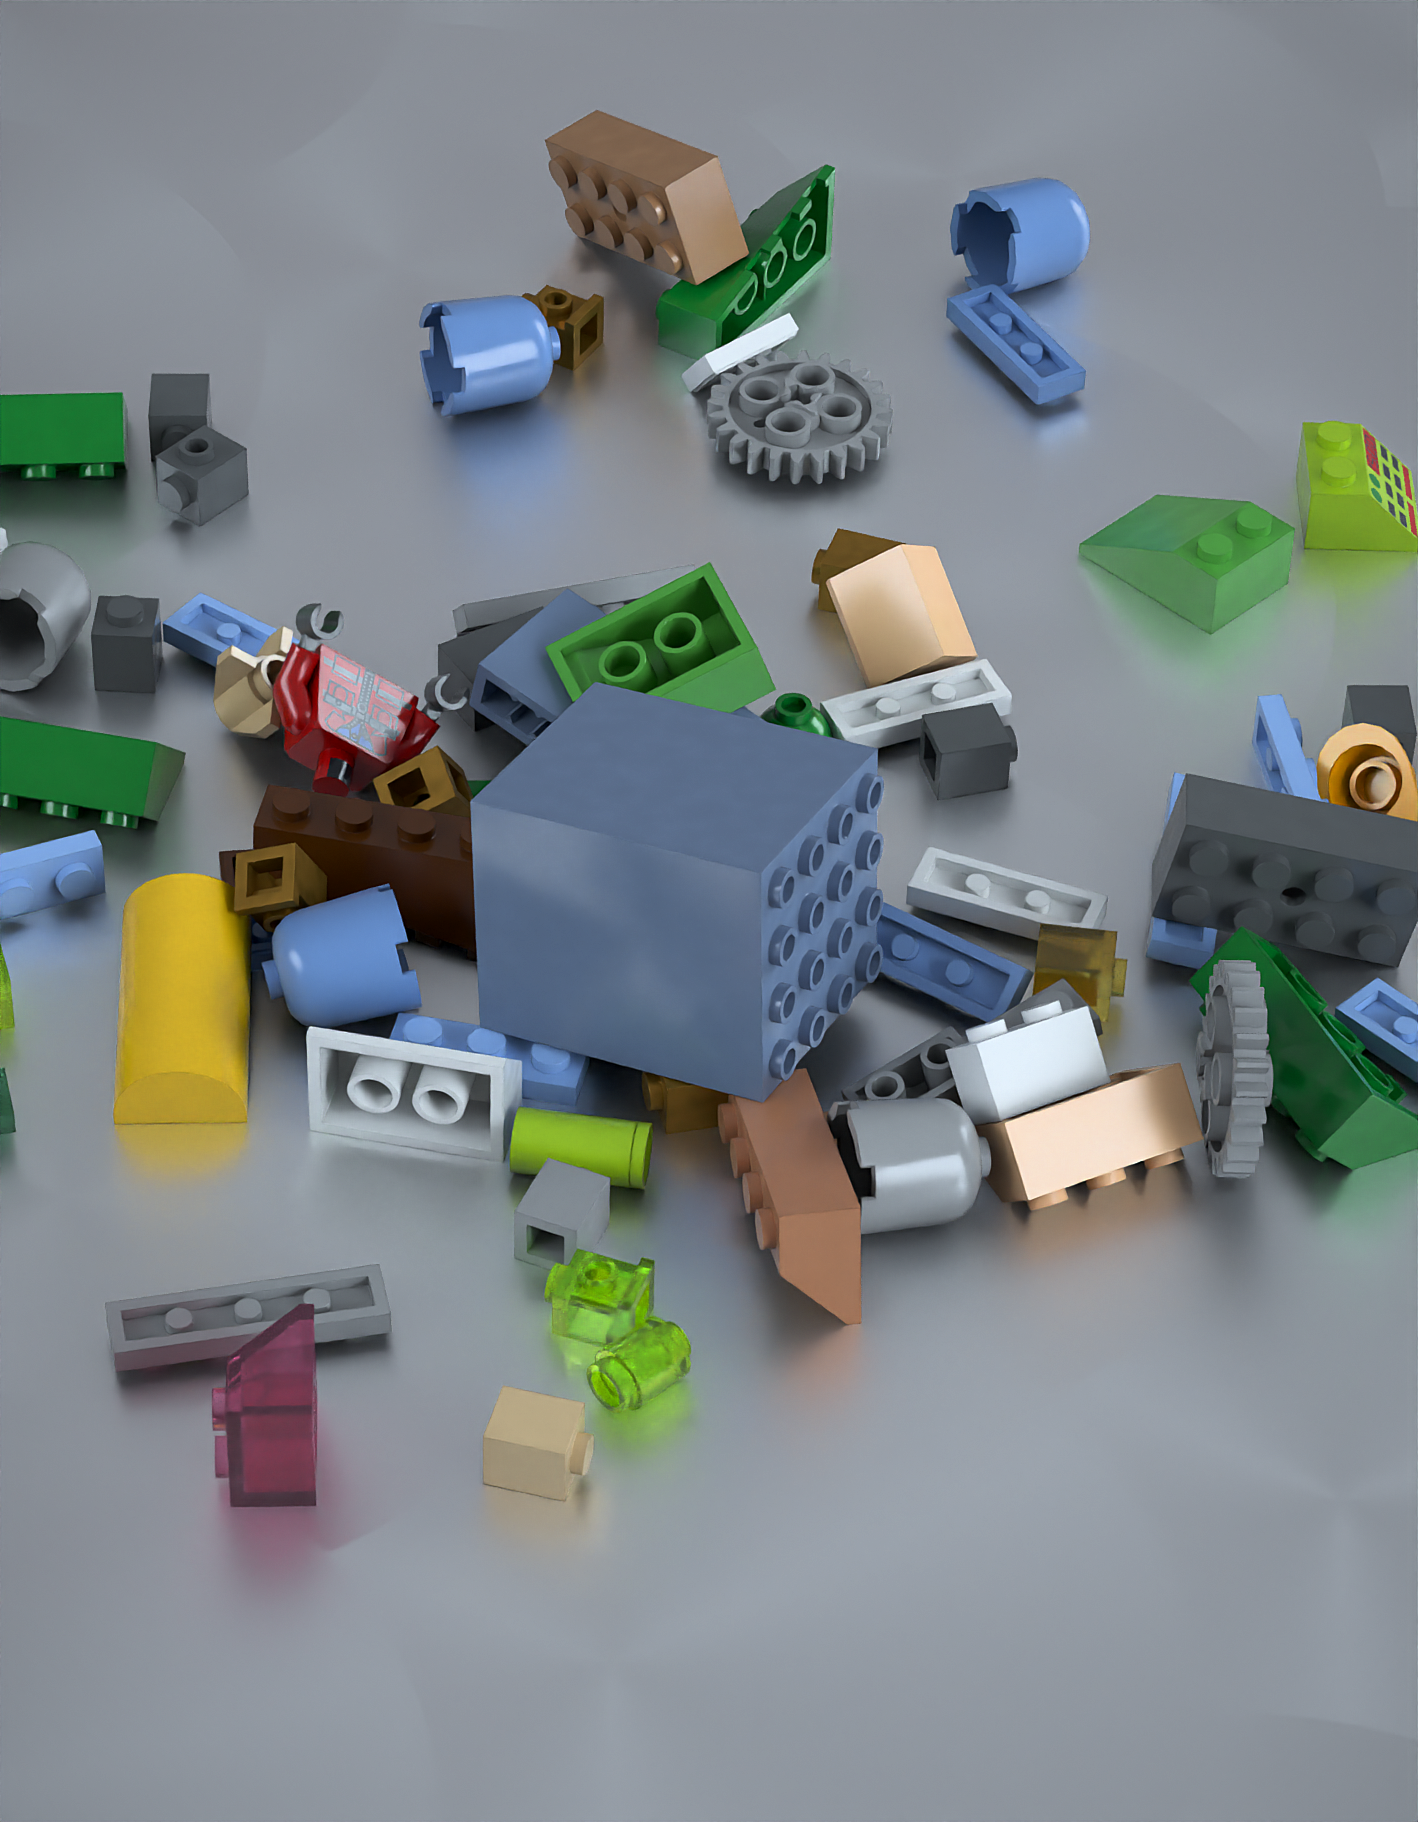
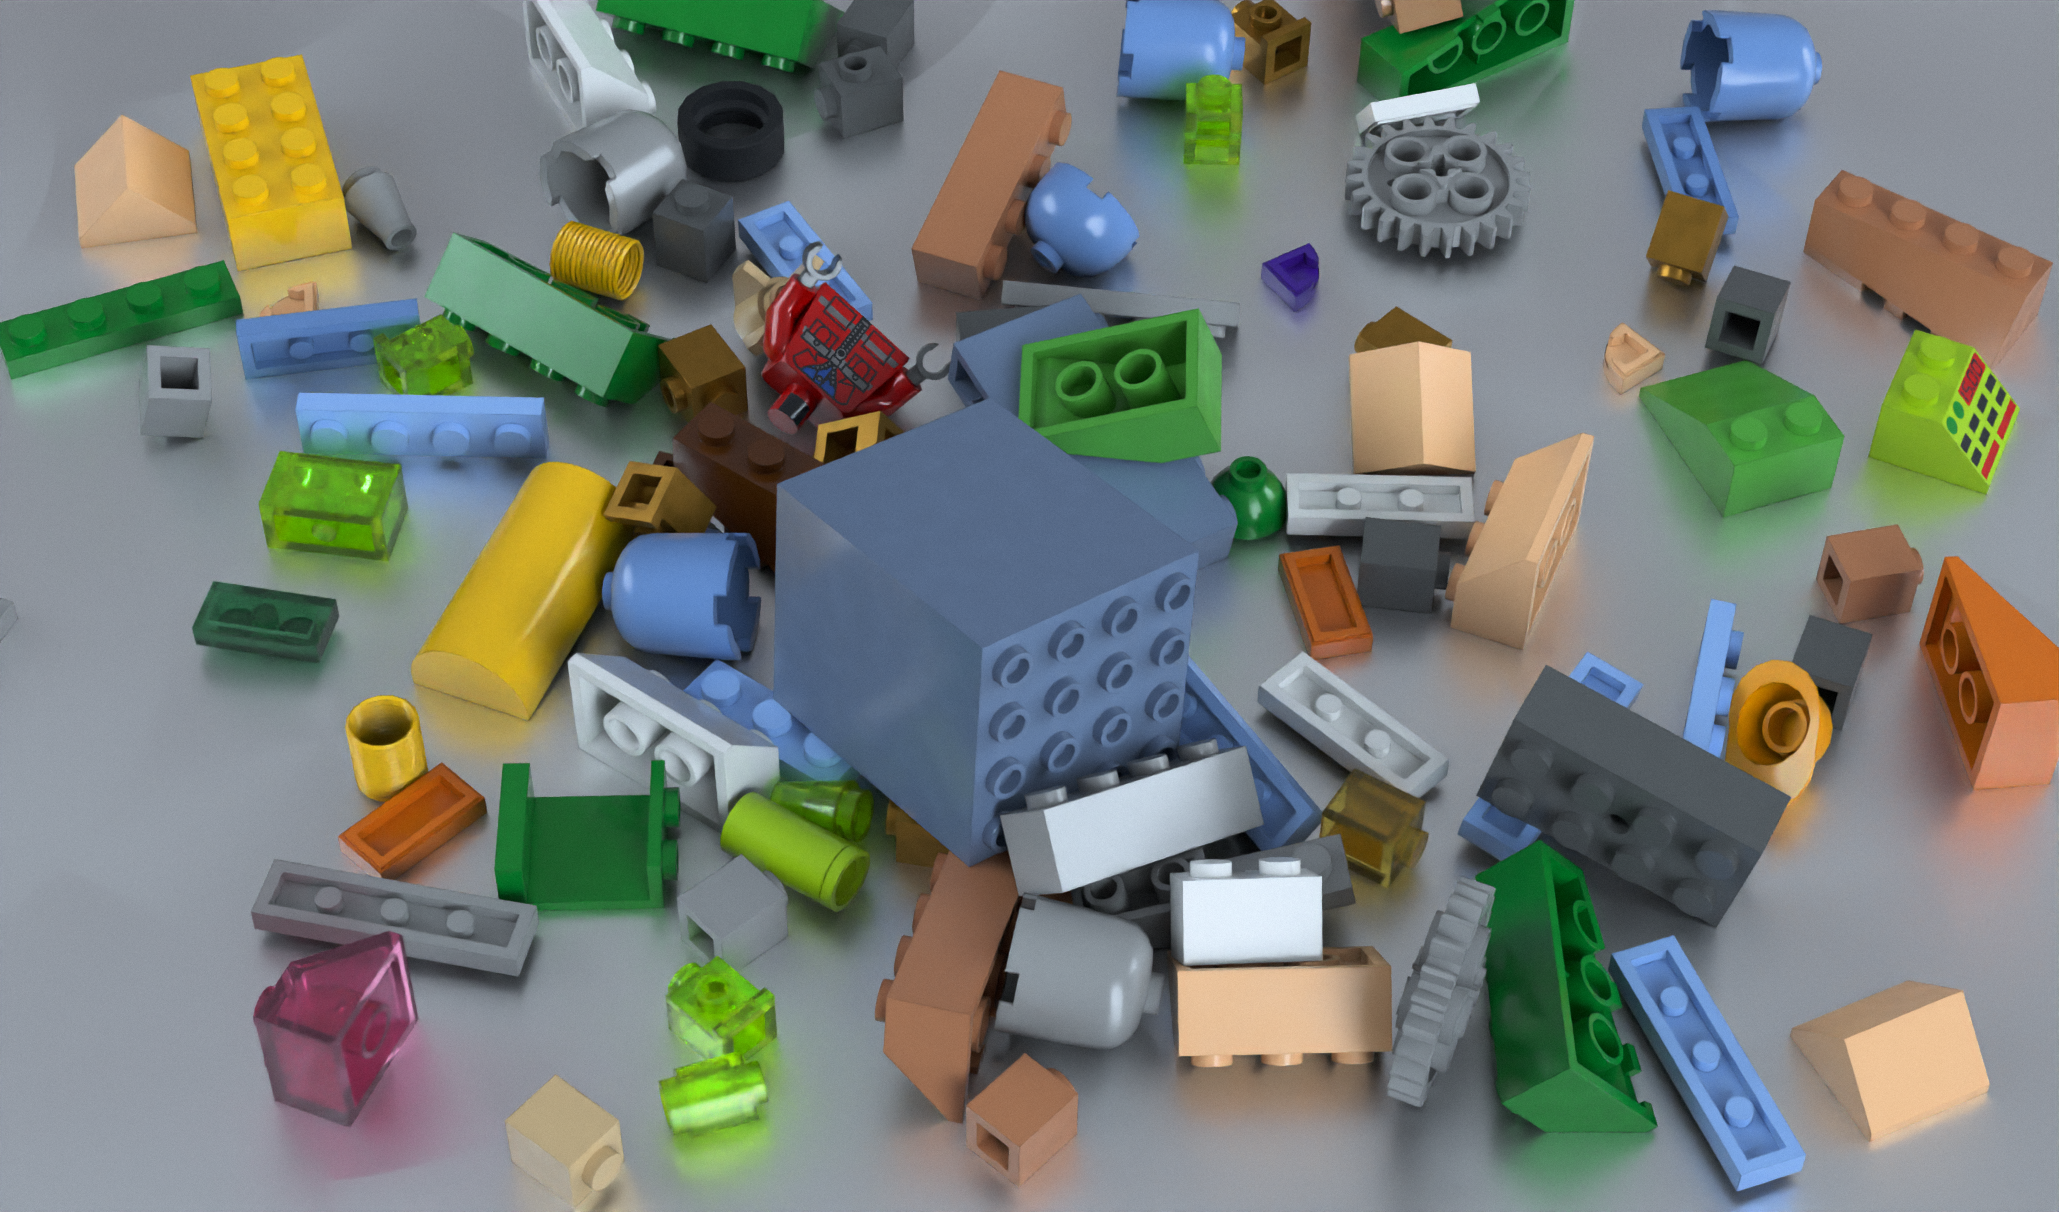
camera: 25 degrees right, 5 degrees up
(48, 695) = (596, 260): none -> yellow piece
(101, 518) = (731, 103): none -> black tyre
(147, 1177) = (385, 746): none -> yellow piece
(203, 1238) = (412, 824): none -> orange tile
(222, 773) = (701, 371): none -> pearl gold brick
(385, 1206) = (586, 847): none -> green panel
(395, 523) = (989, 185): none -> nougat wedge
(495, 535) = (1075, 226): none -> medium blue cylinder
(556, 401) = (1212, 109): none -> clear neon green brick
(585, 1095) = (832, 804): none -> clear neon green cone
(711, 533) = (1293, 276): none -> dark purple tile
(883, 1016) = (1130, 819): none -> light grey brick
(921, 807) = (1325, 602): none -> orange tile
(922, 1296) = (1022, 1119): none -> nougat brick
(1054, 401) = (1686, 238): none -> pearl gold brick
(1054, 521) = (1630, 359): none -> light nougat tile
(1064, 696) = (1520, 543): none -> light nougat slope
(1143, 453) = (1747, 314): none -> dark grey brick
(1267, 365) = (1927, 265): none -> nougat wedge
(1368, 641) = (1869, 573): none -> nougat brick

